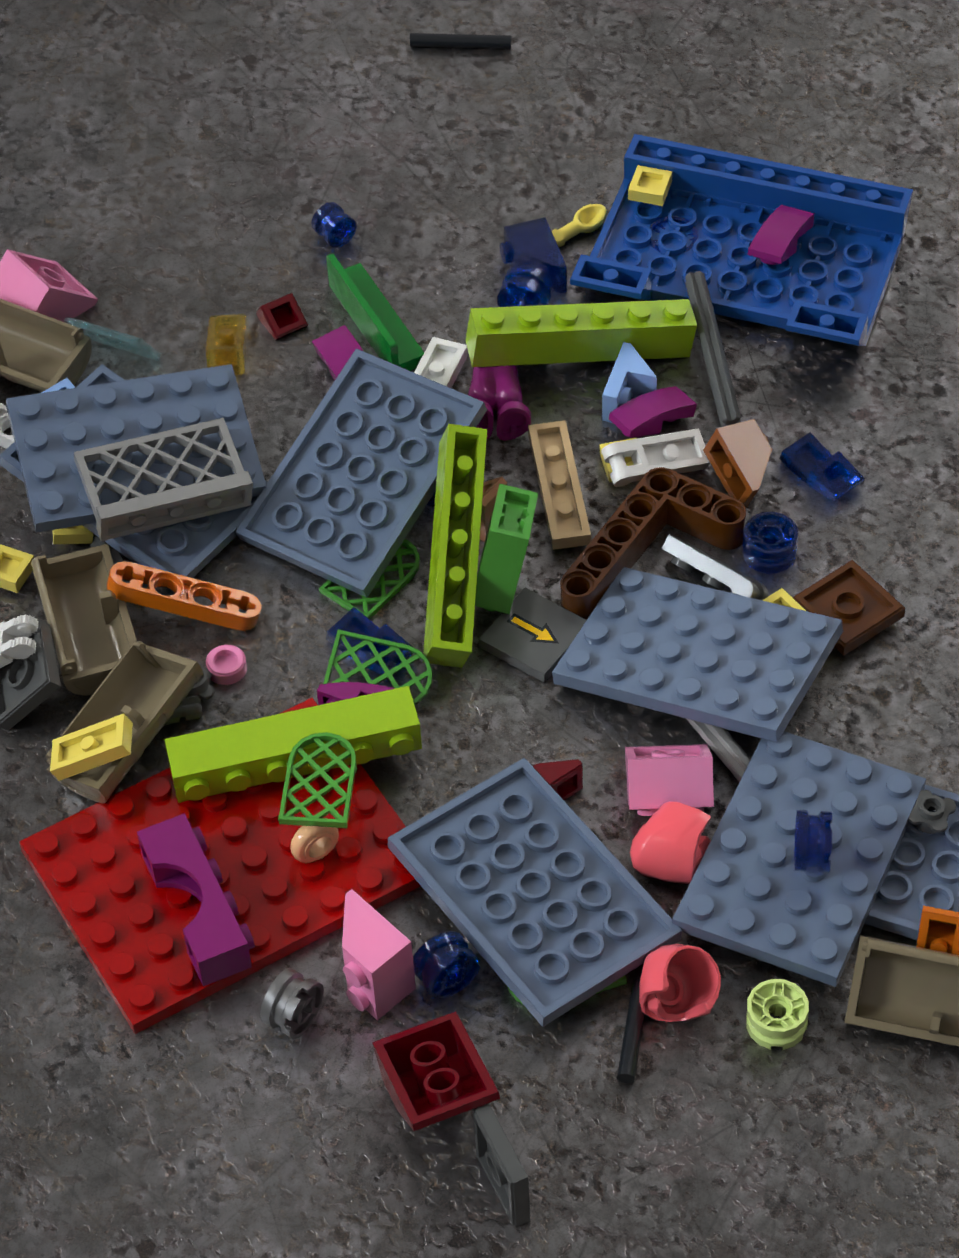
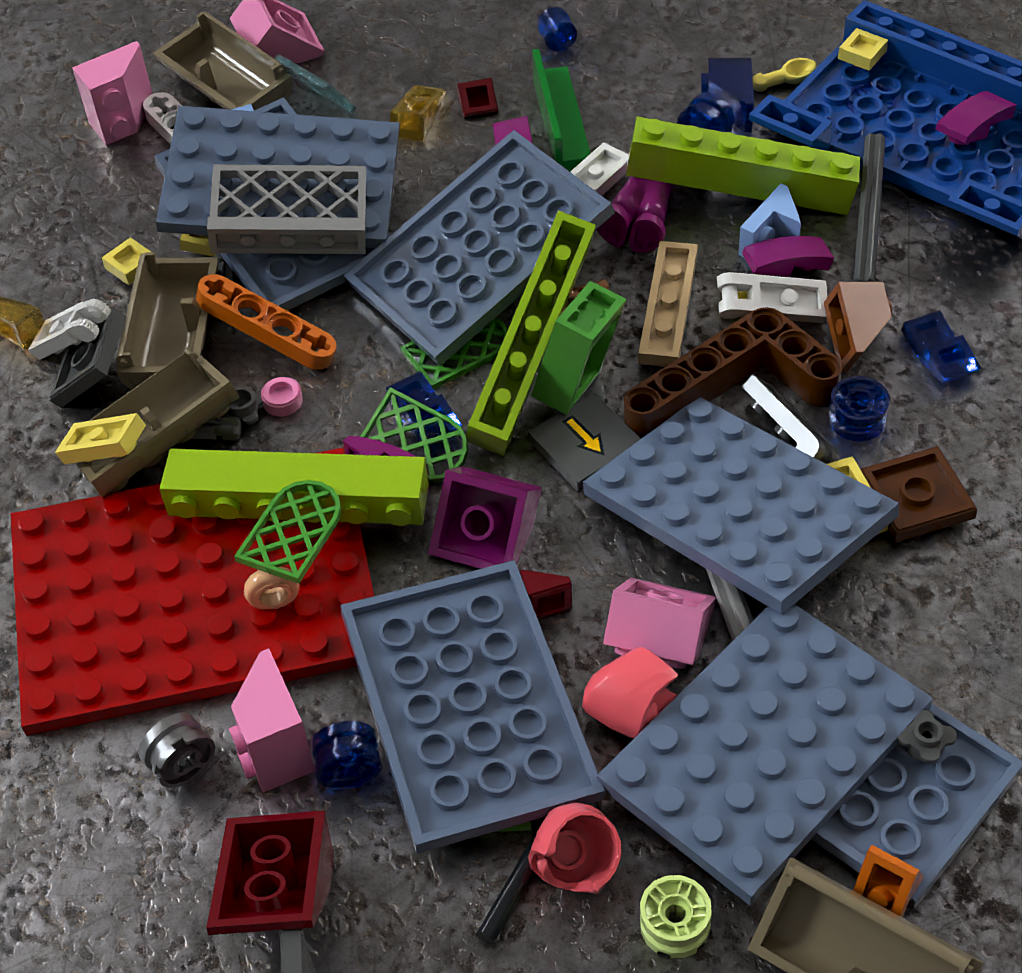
camera: 20 degrees right, 0 degrees up
(214, 937) = (128, 660): magenta arch -> none
(474, 729) = (483, 518): none -> magenta slope
(813, 841) = (773, 734): clear blue wheel -> none

